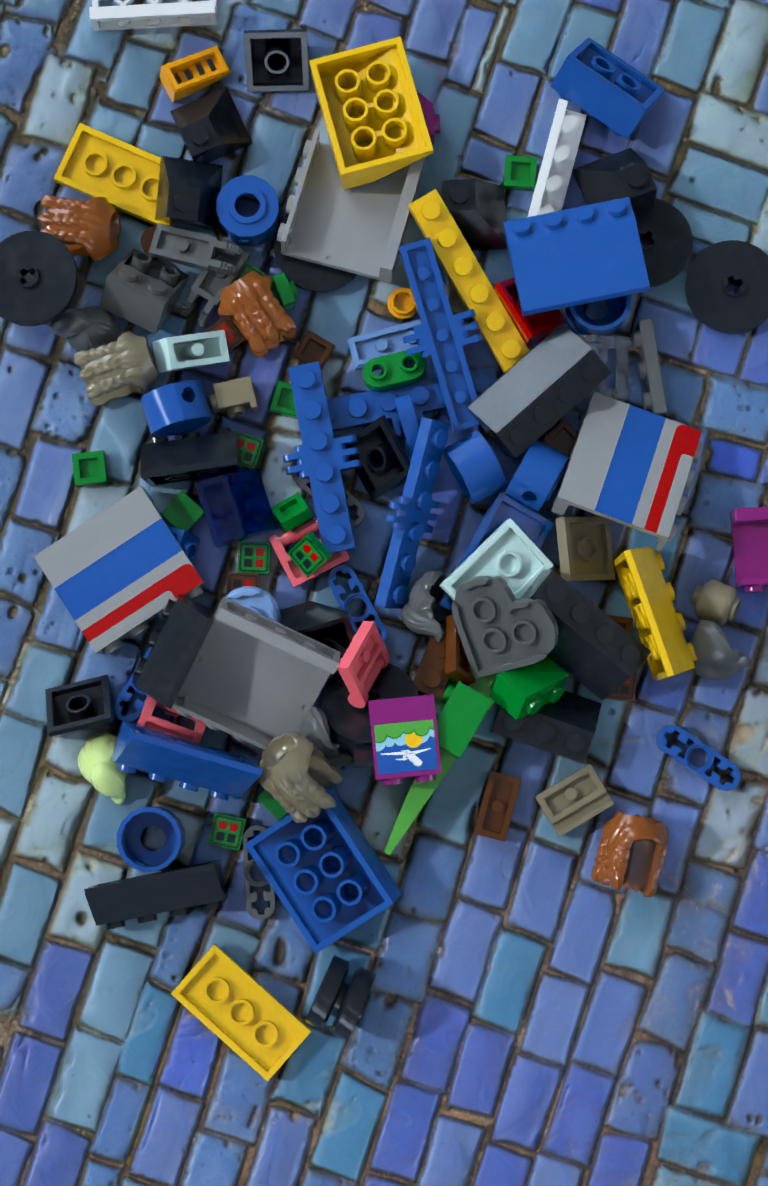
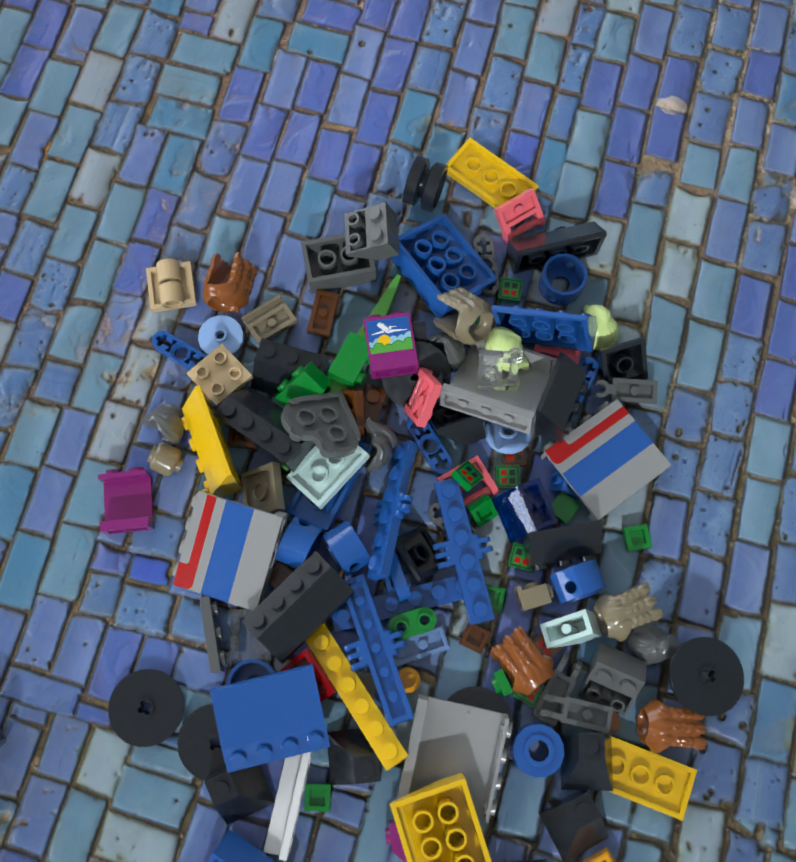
camera: 175 degrees right, 10 degrees down
(76, 668) = (629, 390): none -> dark grey plate
(204, 943) = (518, 210): none -> coral plate
(243, 724) = (503, 340): none -> yellowish green hair
(267, 691) = (491, 366): none -> clear plate
(424, 909) = (372, 232): none -> dark grey slope
(473, 881) = (330, 266): none -> dark grey brick
(626, 773) = (220, 324): none -> light blue plate
(643, 716) = (219, 375): none -> tan plate
(715, 858) = (171, 285): none -> tan plate

